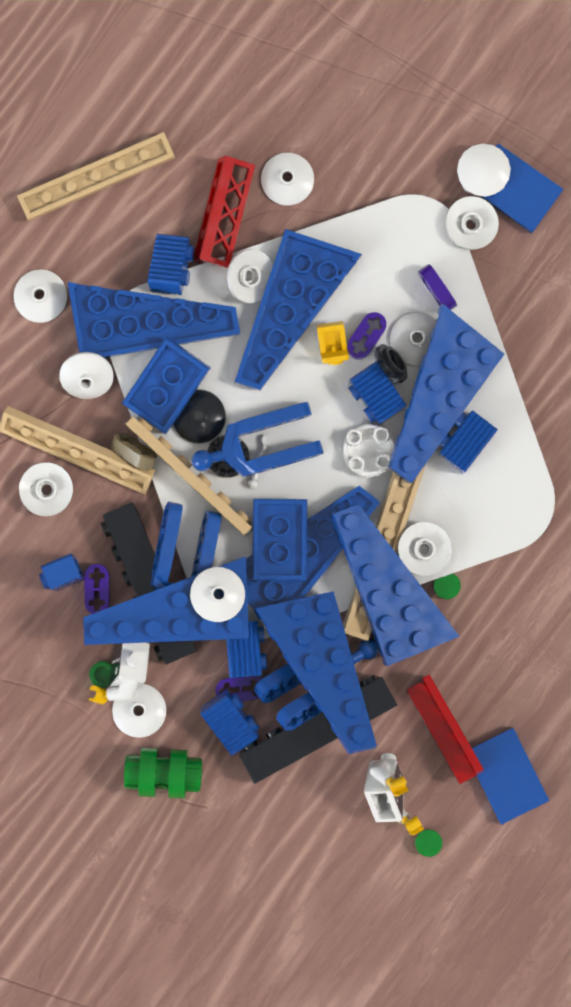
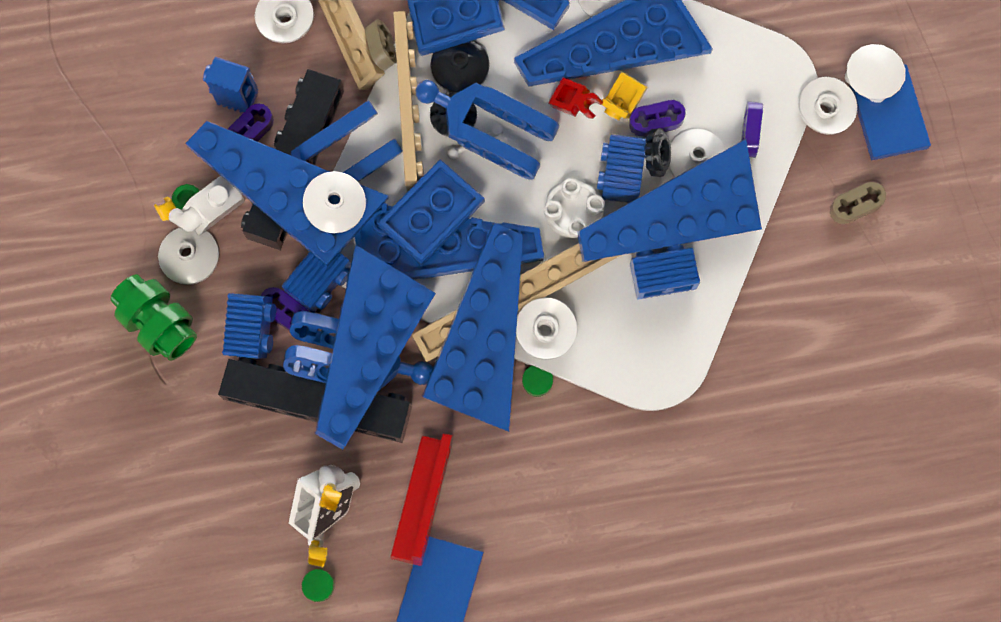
camera: 40 degrees right, 10 degrees down
(300, 374) = (572, 97): none -> red plate
(555, 276) = (854, 197): none -> dark tan beam

